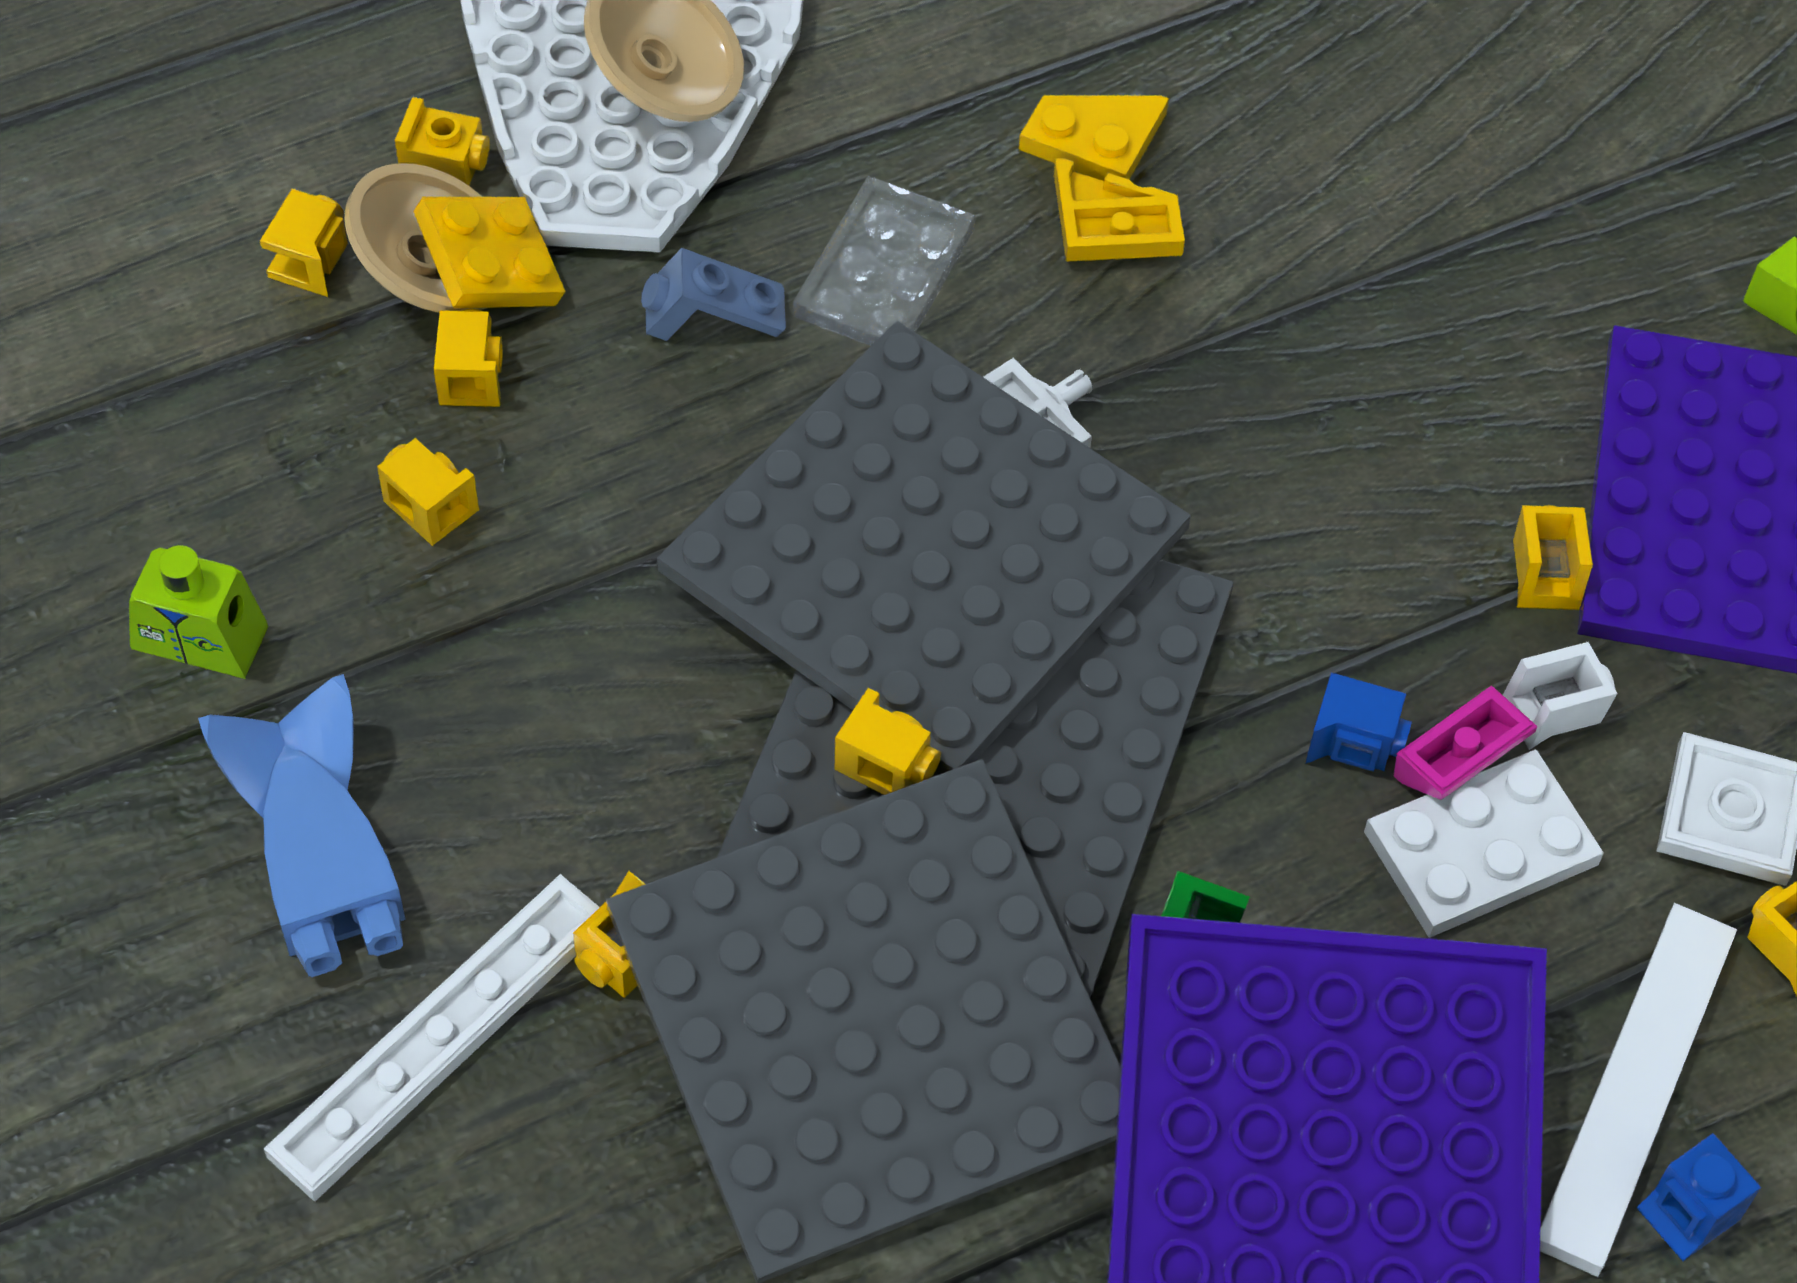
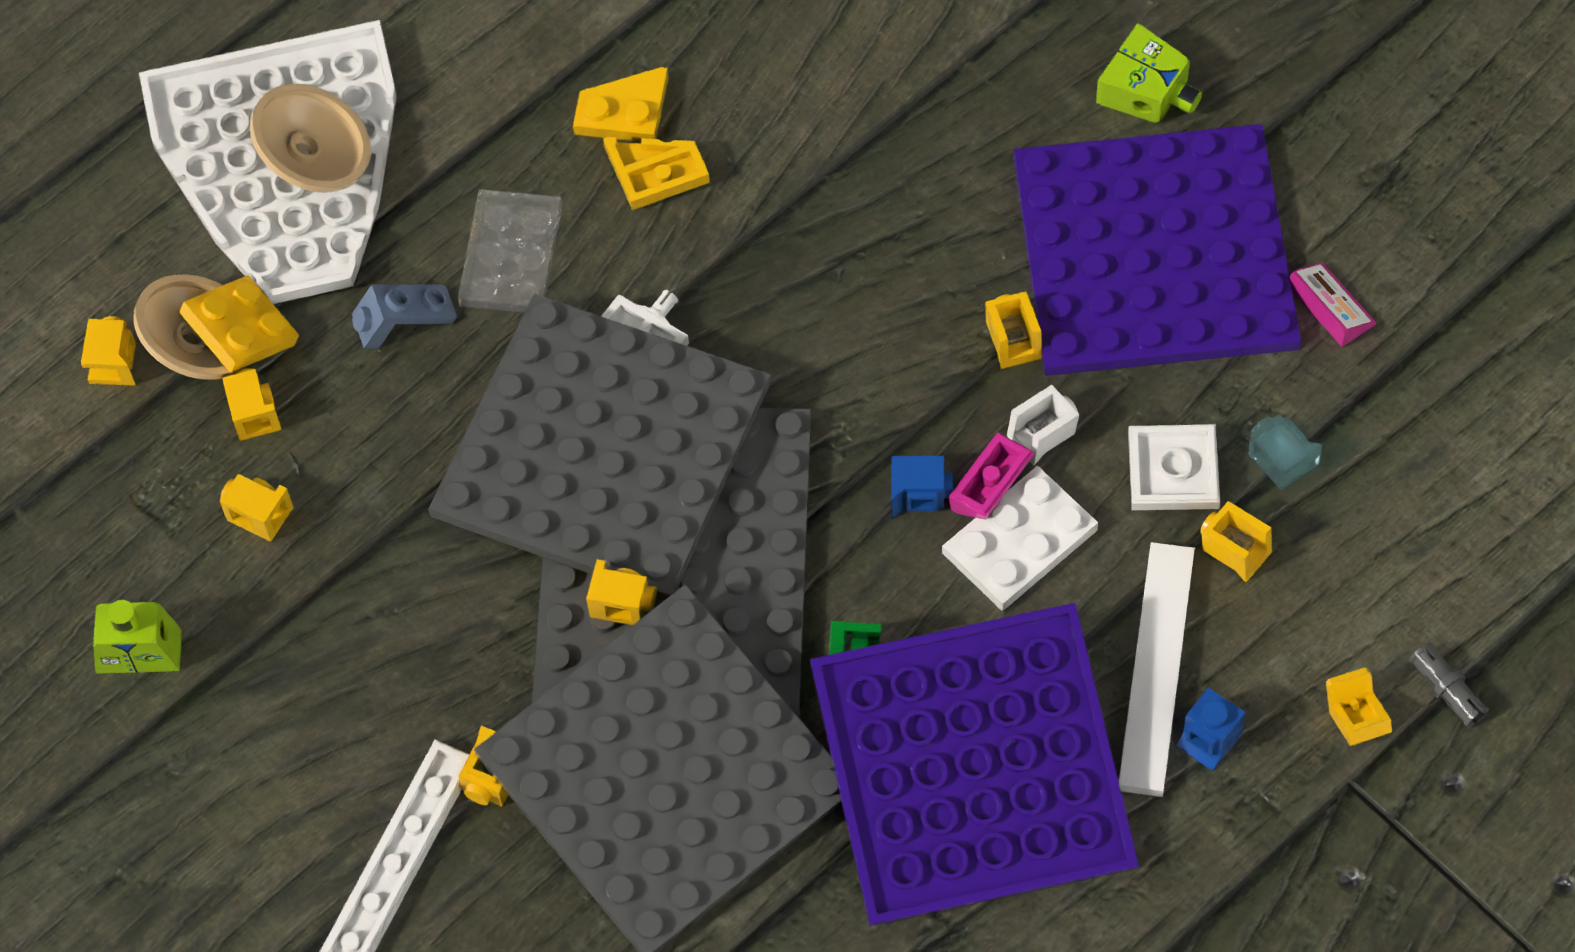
camera: 10 degrees left, 5 degrees up
(318, 844) = (274, 768): medium blue hips -> none
(442, 141) = (176, 251): yellow brick -> none

